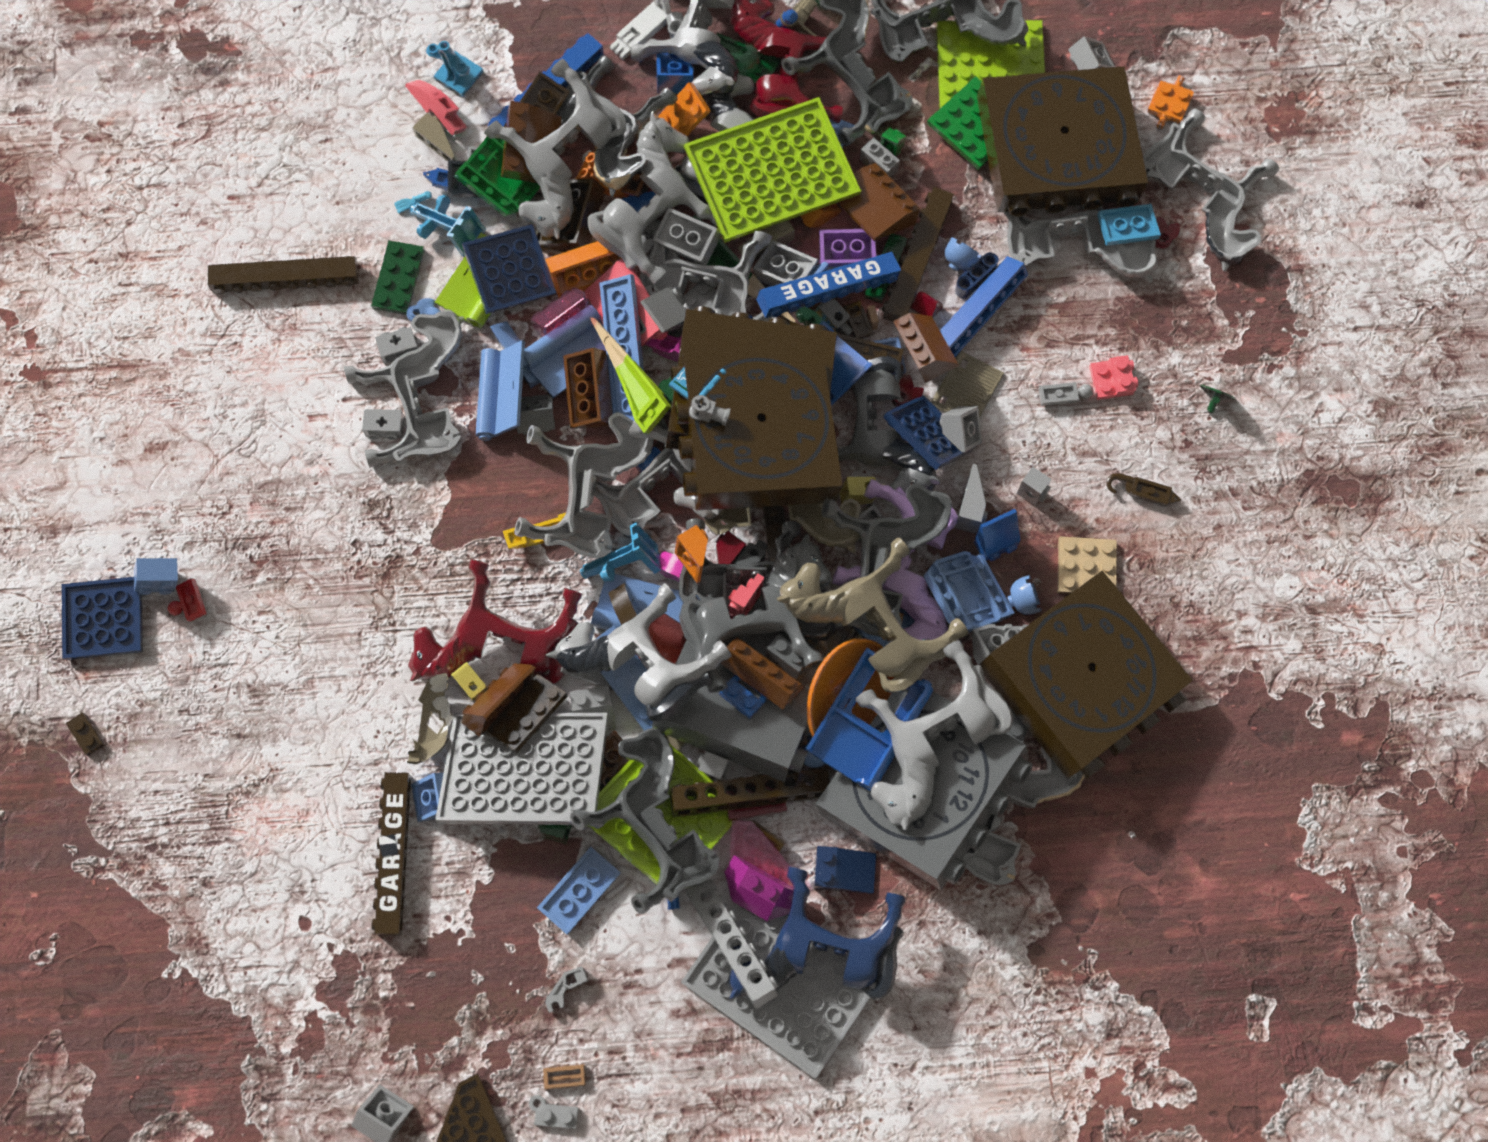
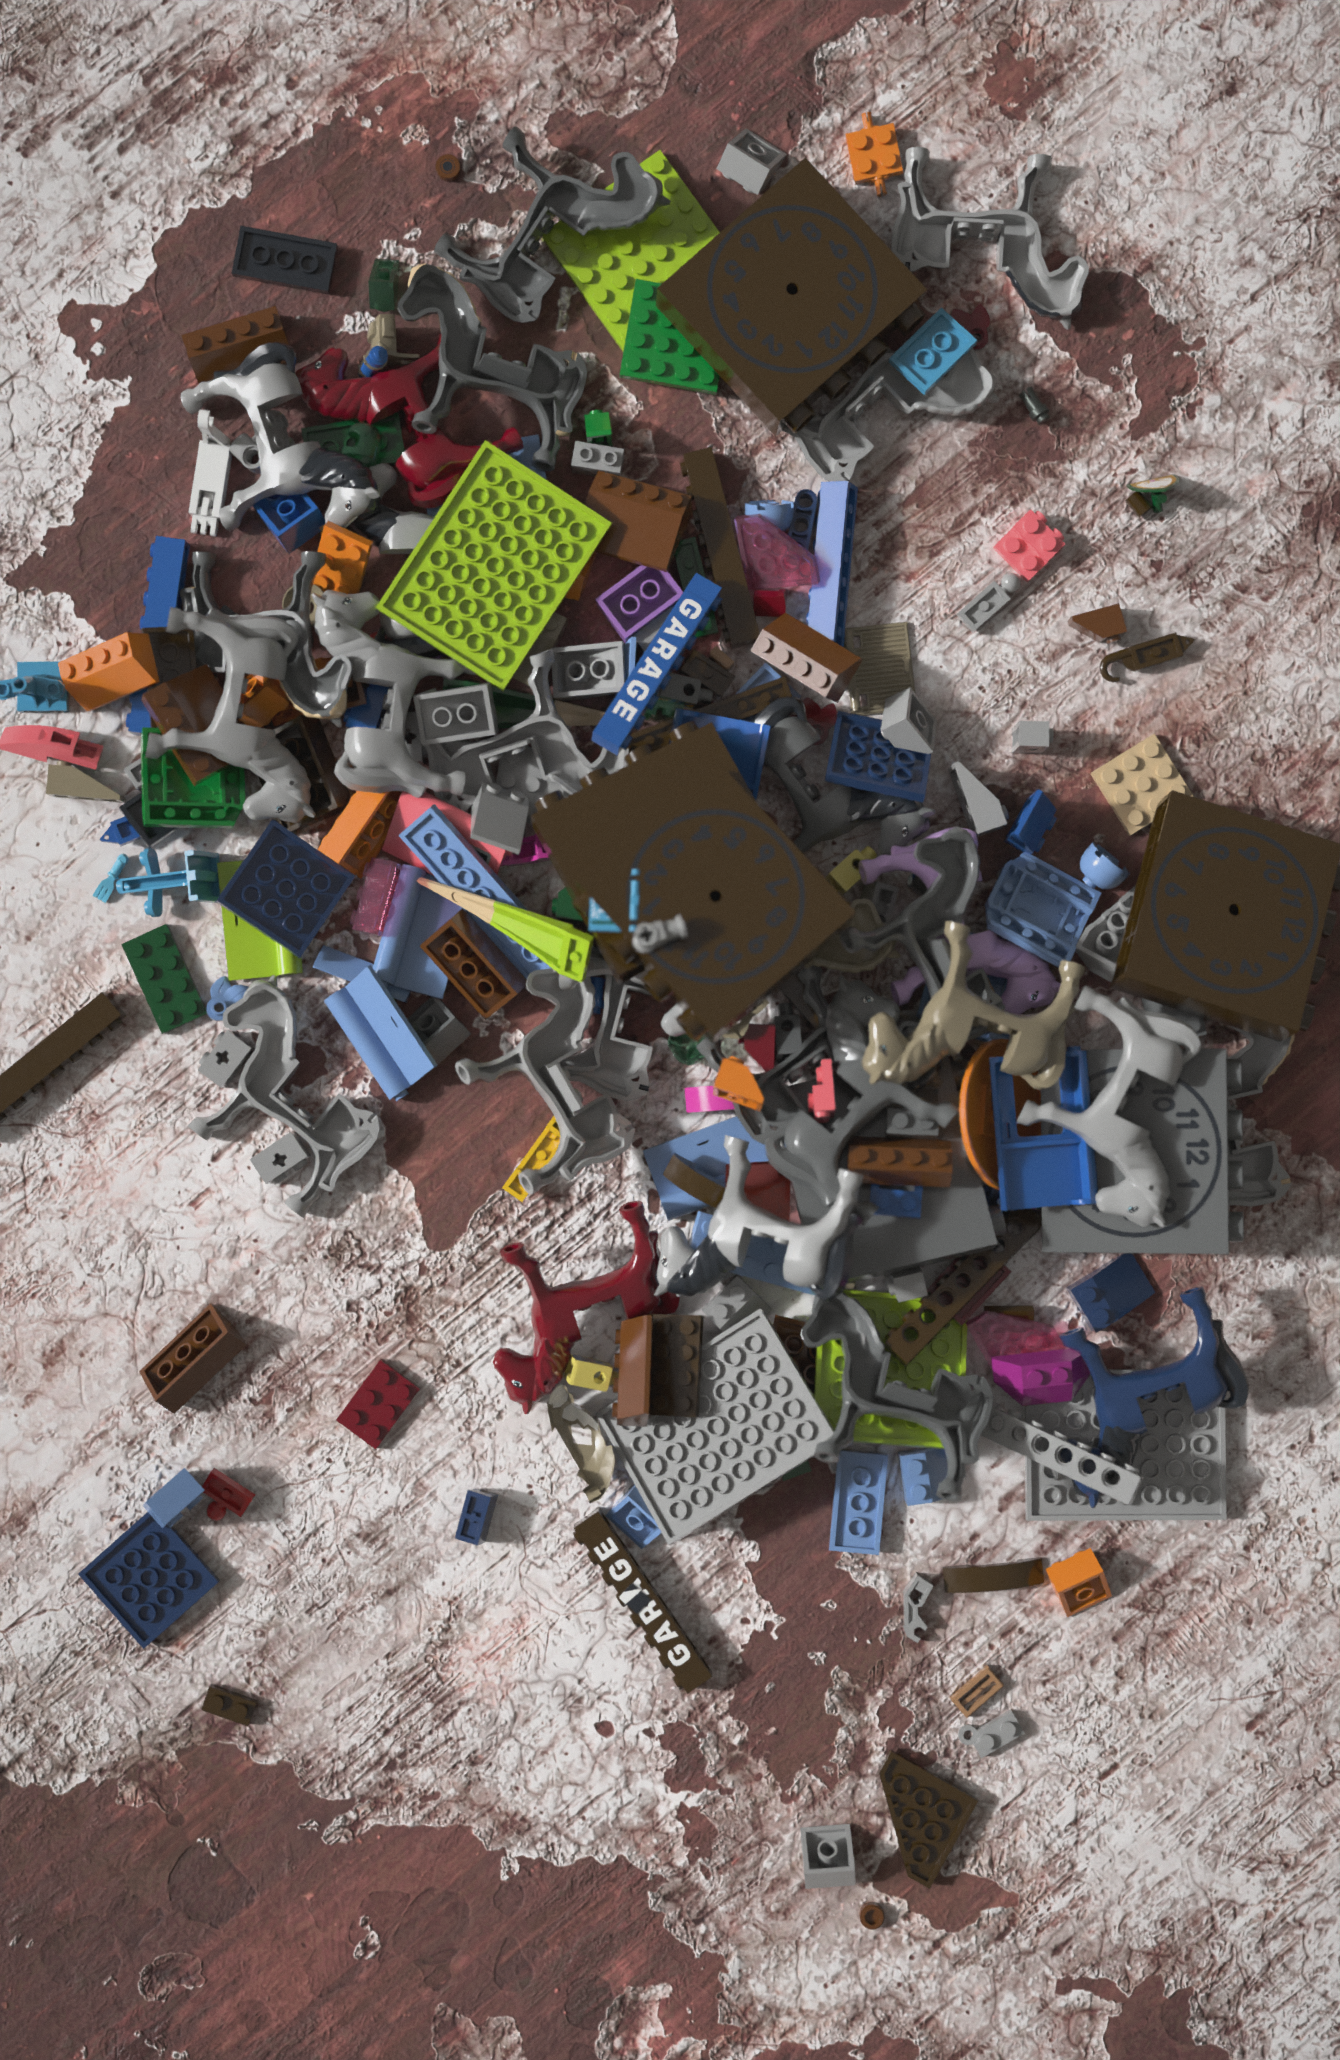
camera: 30 degrees left, 15 degrees up
(235, 505) = (192, 1359): none -> reddish brown slope
(325, 613) = (378, 1404): none -> dark red plate
(330, 724) = (476, 1516): none -> dark blue hinge
(502, 82) = (110, 670): none -> orange slope
(579, 156) = (262, 700): none -> orange slope
(623, 908) = (921, 1474): none -> medium blue slope
(632, 1005) = (993, 1576): none -> dark brown slope
(640, 548) = (666, 1105): dark azure piece -> none
(678, 523) = (685, 1049): none -> clear green hair
(685, 1050) = (1079, 1582): none -> orange slope
(946, 276) = (772, 556): none -> clear pink plate
(1126, 451) = (1101, 624): none -> reddish brown slope
(1172, 304) = (1037, 410): none -> pearl dark grey animal
(1200, 398) = (1138, 503): none -> dark brown hinge

